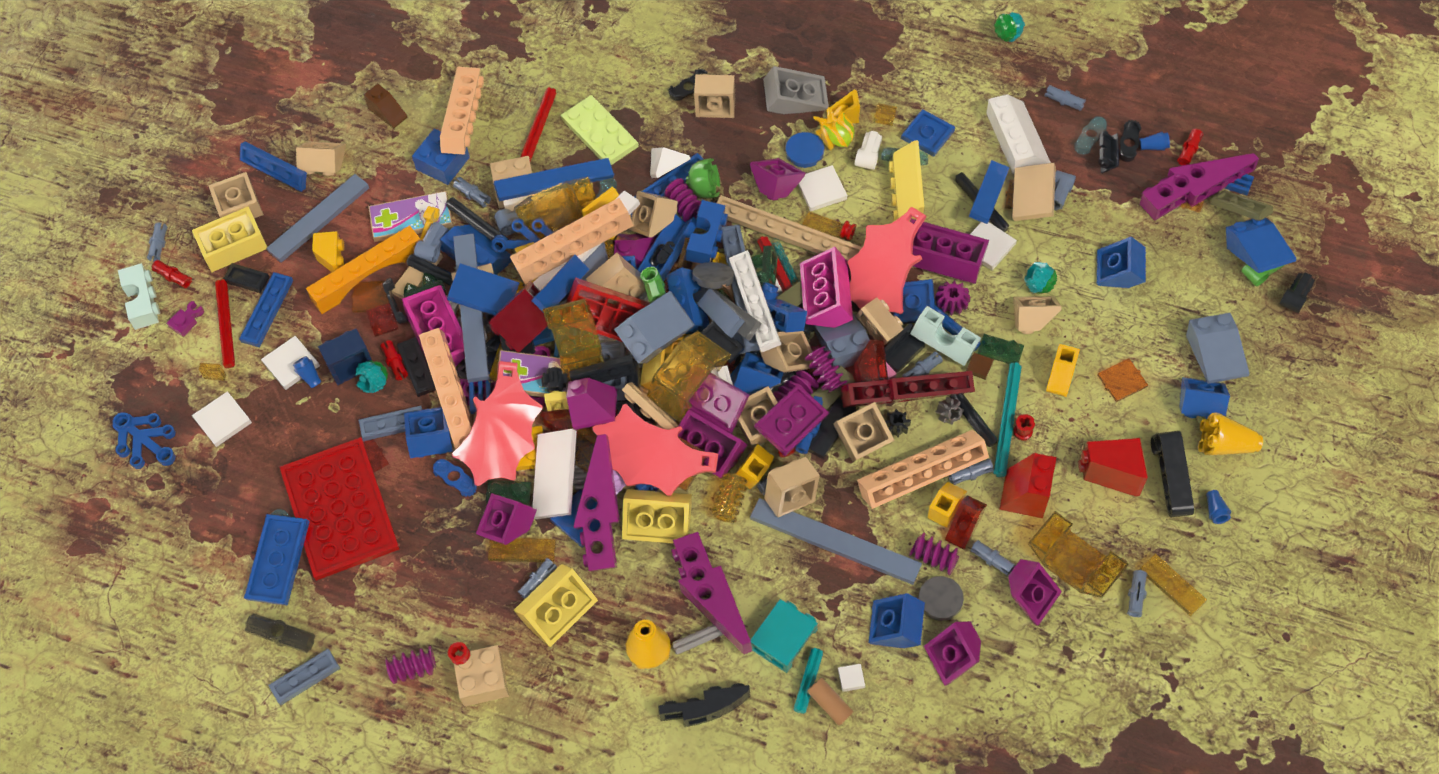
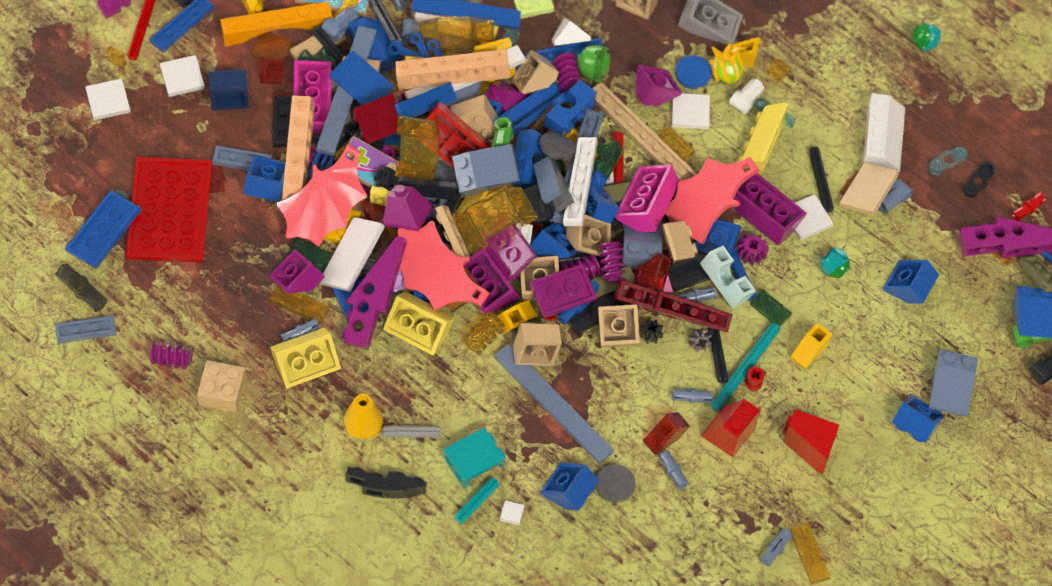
camera: 15 degrees right, 0 degrees up
(142, 437) = (39, 87): blue plant -> none
(306, 370) = (192, 88): blue cone -> none
(373, 376) = (242, 115): teal piece -> none
(388, 286) = (288, 45): black piece -> none
(394, 360) = (266, 108): red pin -> none
(461, 647) = (211, 355): red bush -> none
(464, 484) = (277, 232): blue piece -> none
(661, 255) = (525, 111): black piece -> none
(721, 606) = (432, 413): magenta brick -> none
(789, 270) = (627, 162): teal piece -> none
(830, 701) = (484, 522): medium nougat piece -> none
(848, 230) = (693, 156): red bush -> none
(922, 468) = (653, 376): light nougat brick -> none
(929, 132) = (807, 101): blue tile -> none
(935, 553) = (627, 447): magenta piece -> none
(946, 504) = (655, 410): yellow slope -> none
(954, 650) = (604, 526): magenta slope -> none
(980, 365) = (746, 314): reddish brown tile -> none
(989, 192) = (830, 173): blue tile -> none
(1033, 589) = (691, 508): magenta slope -> none
(1034, 312) = (814, 289): tan slope -> none
(1065, 97) = (943, 119): sand blue pin -> none
(1074, 558) = (739, 496): clear yellow slope -> none
(1109, 151) = (953, 182): black hinge -> none
(1122, 380) = (860, 376): clear orange piece -> none
(1158, 141) = (1000, 189): blue cone -> none
(1174, 472) = (857, 467): black beam -> none
(1217, 508) = (880, 511): blue cone -> none
(1227, 436) = (920, 457): yellow cone -> none

